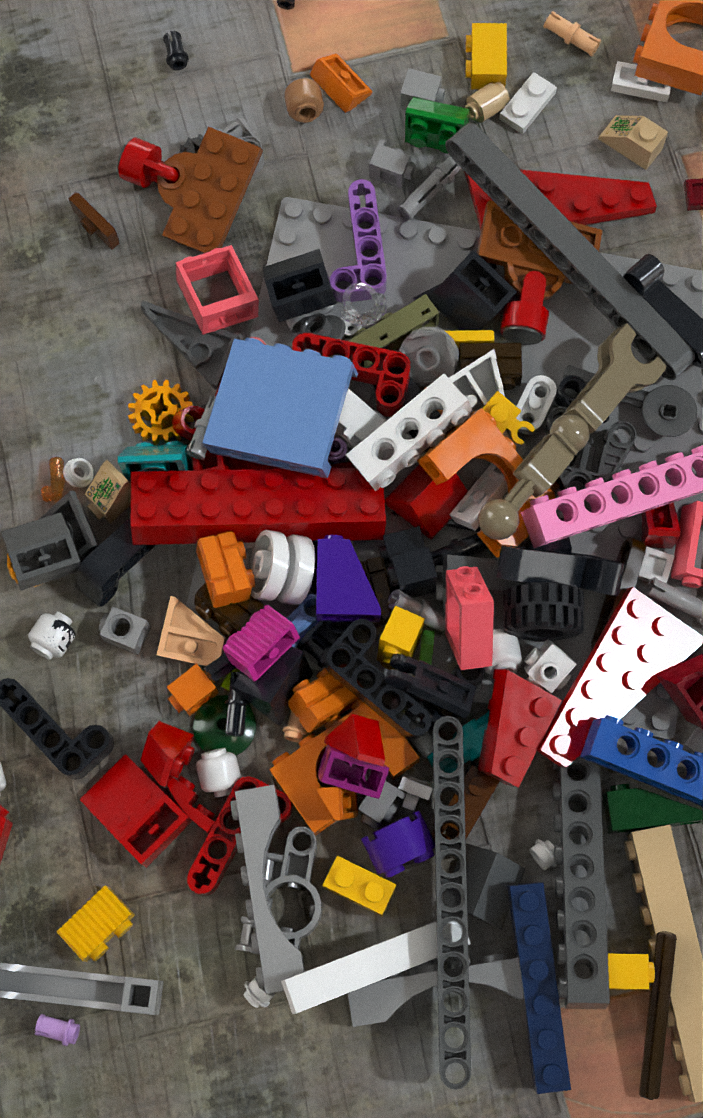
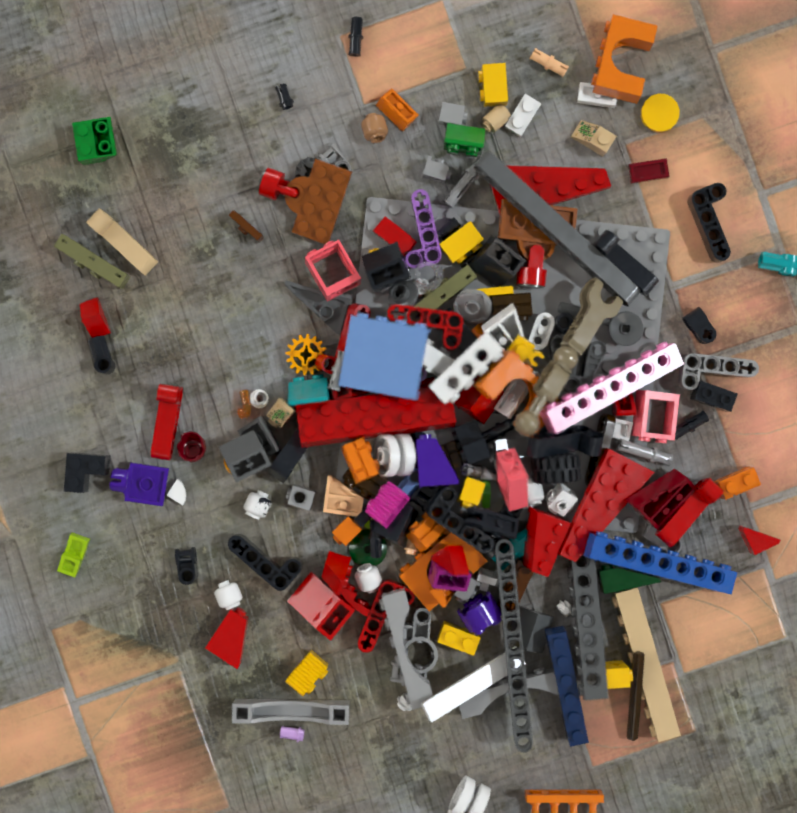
camera: 10 degrees left, 15 degrees up
(309, 238) = (393, 233): none -> red slope
(403, 245) = (448, 228): none -> black pin
(420, 266) = (461, 243): none -> yellow brick

